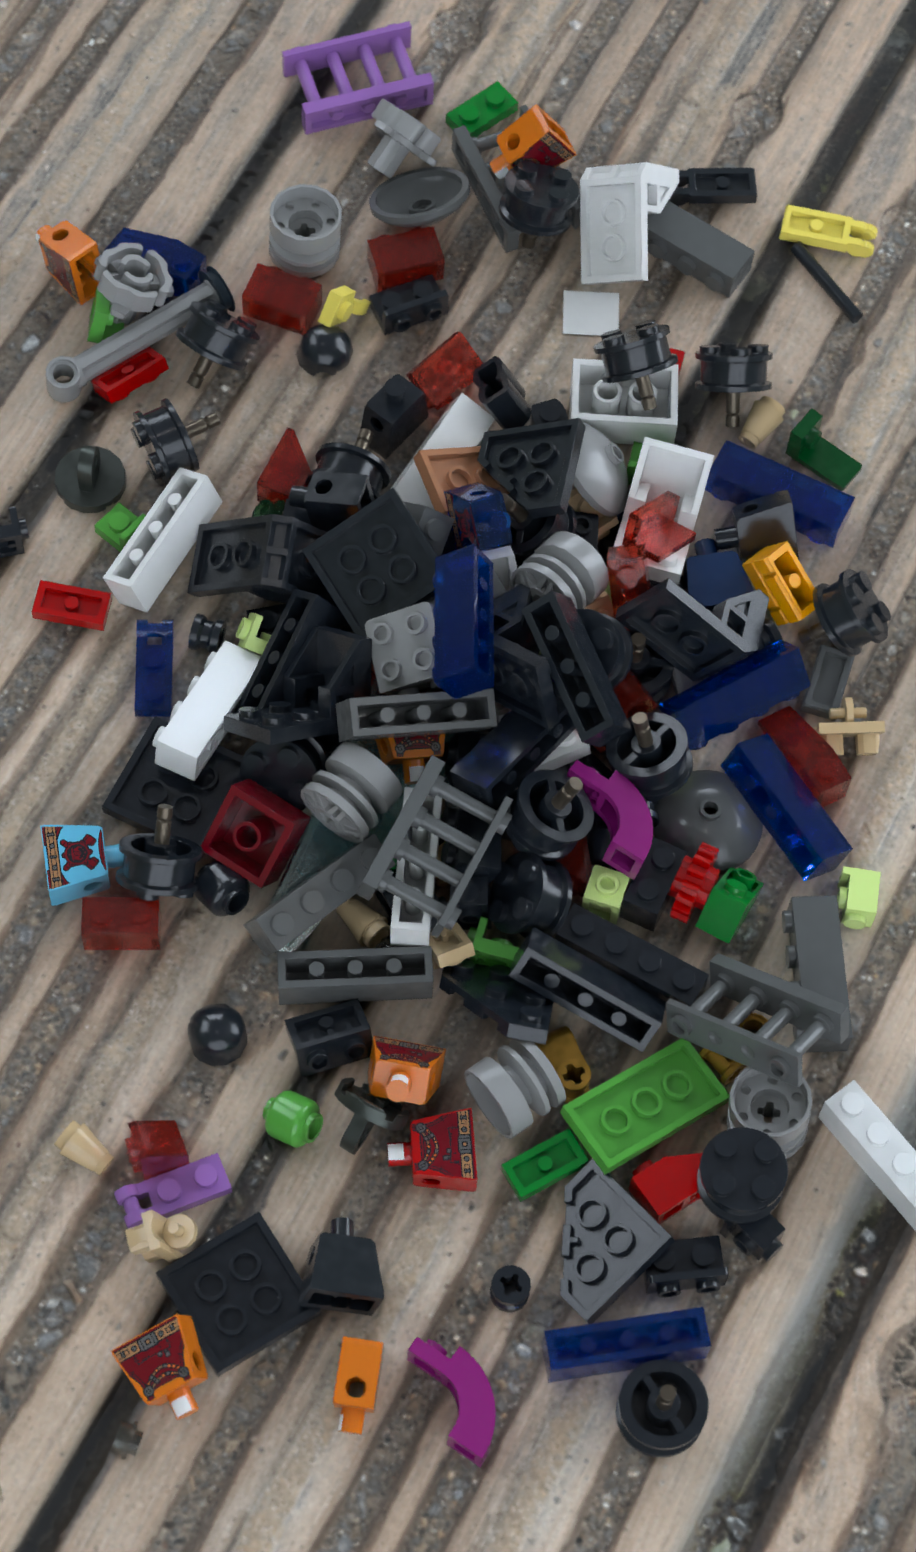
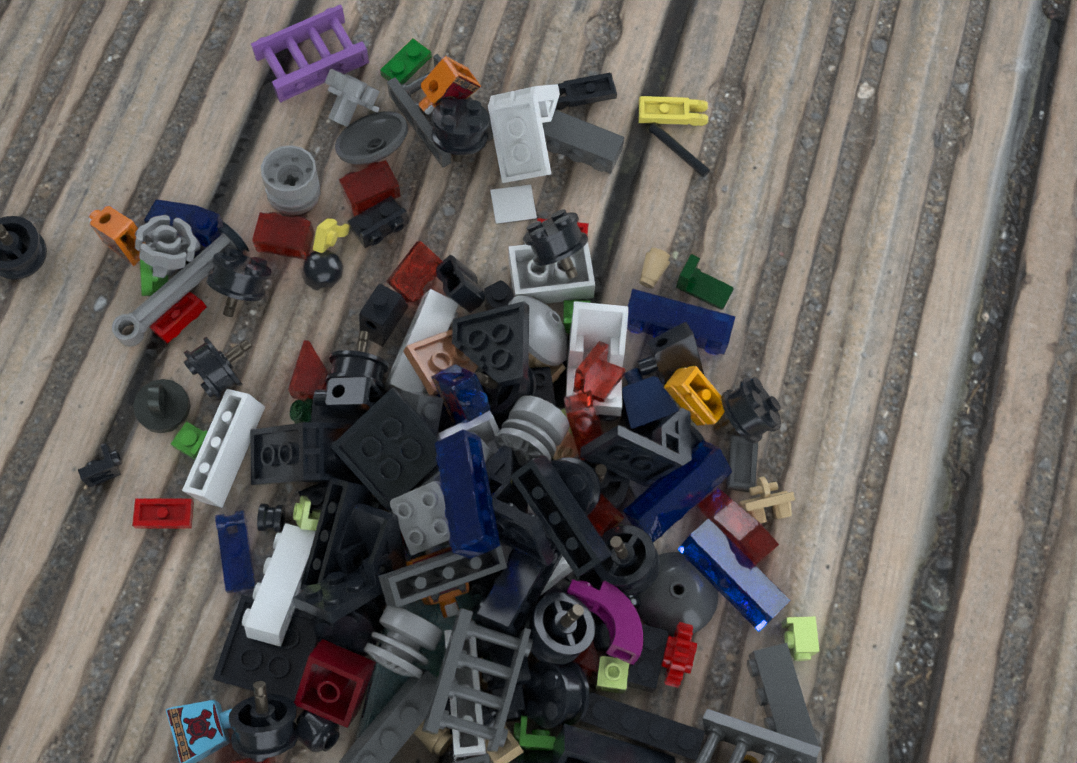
camera: 10 degrees left, 5 degrees up
(729, 904) = (707, 663): green slope -> none
(733, 371) = (627, 235): black wheel -> none

